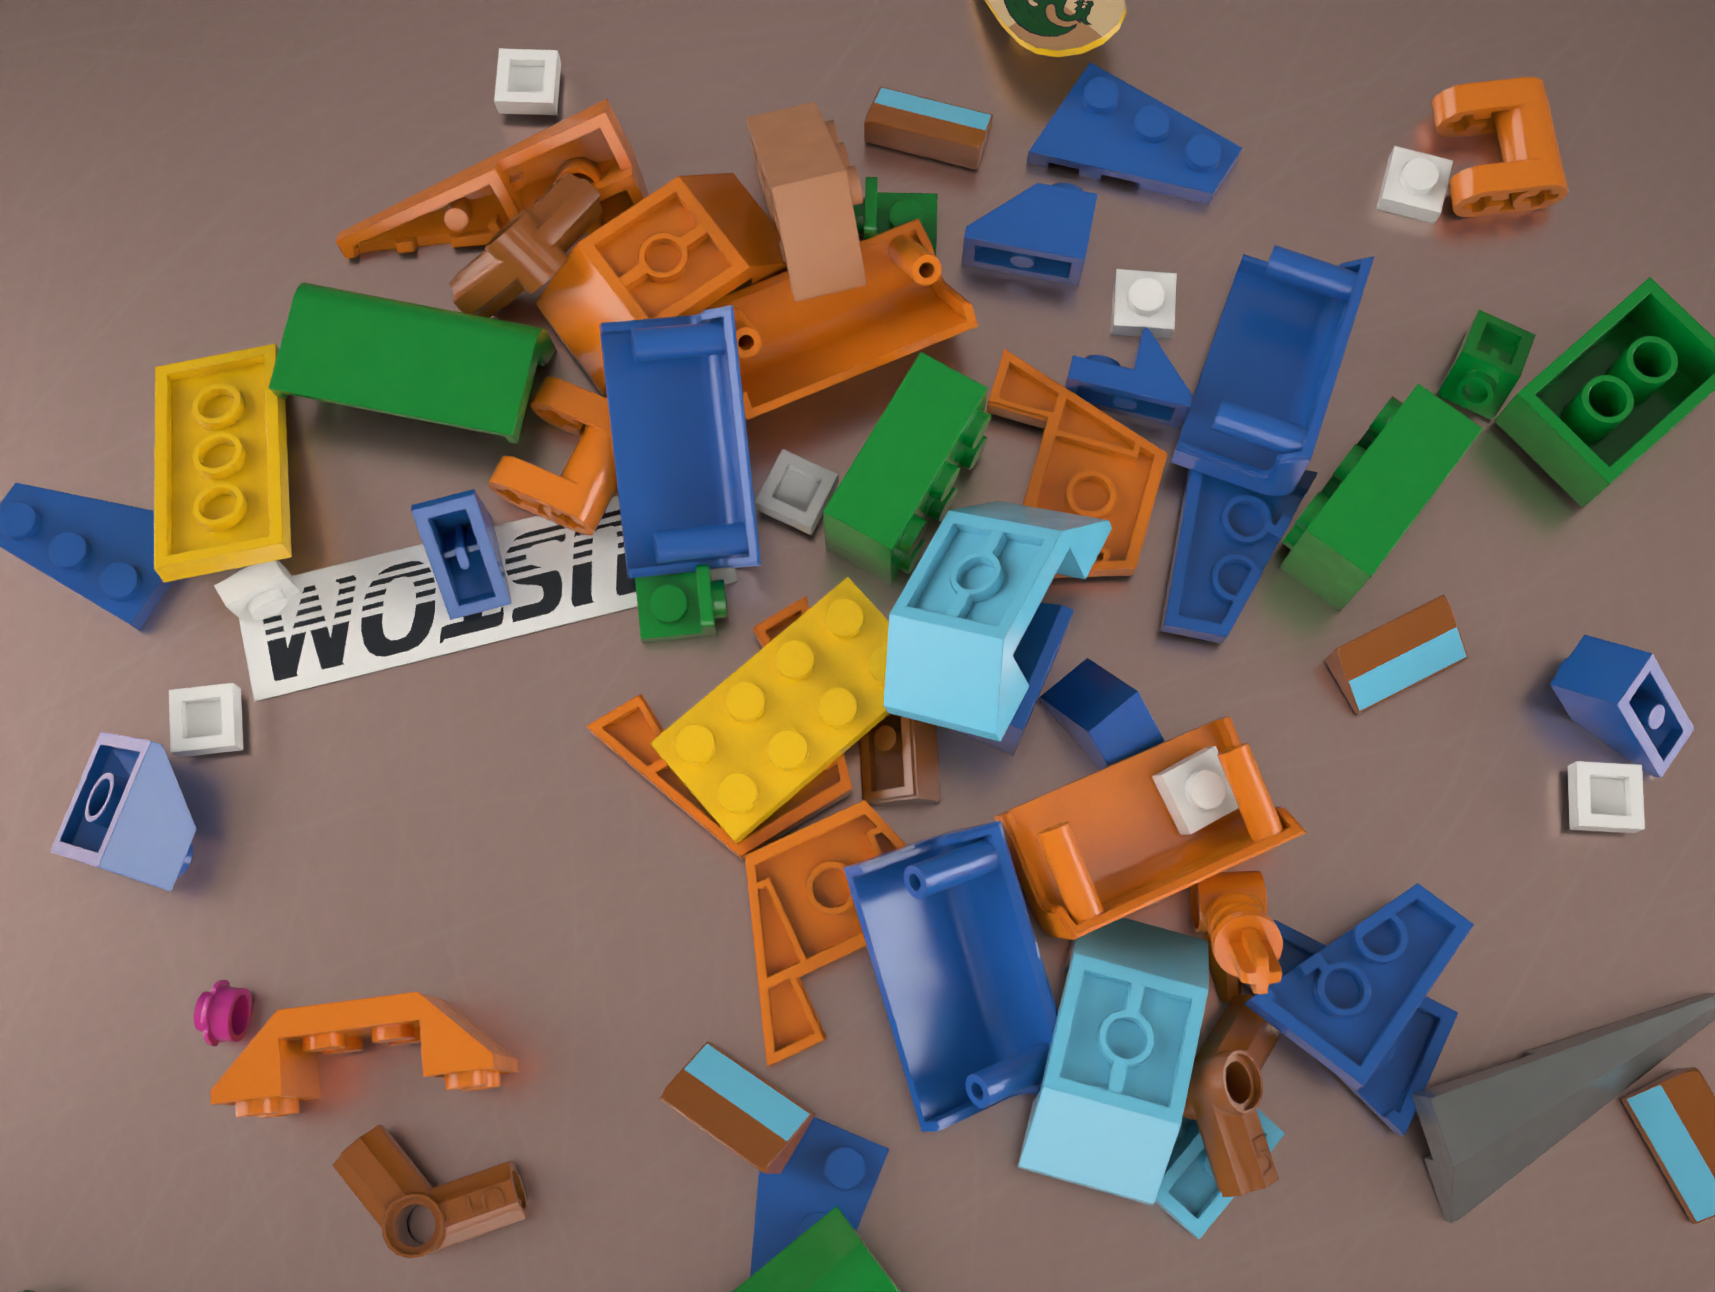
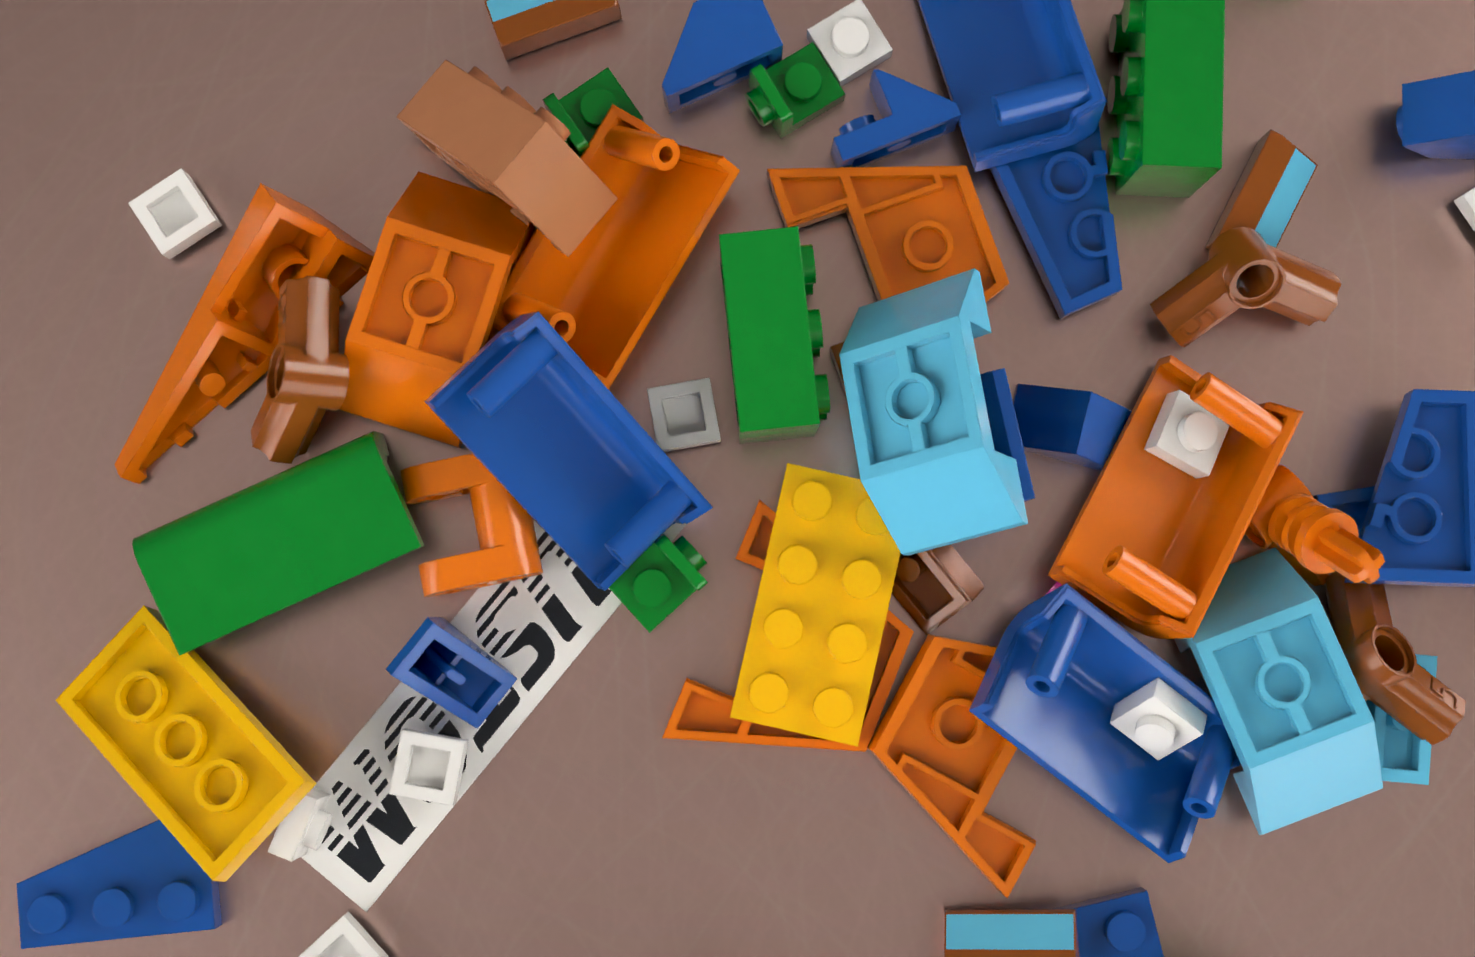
camera: 40 degrees left, 10 degrees up
(389, 618) = (428, 766): none -> white plate
(1001, 1002) = (1158, 719): none -> white plate
(1070, 309) = (793, 90): none -> green bracket
(1360, 718) = (1248, 276): none -> dark orange piece

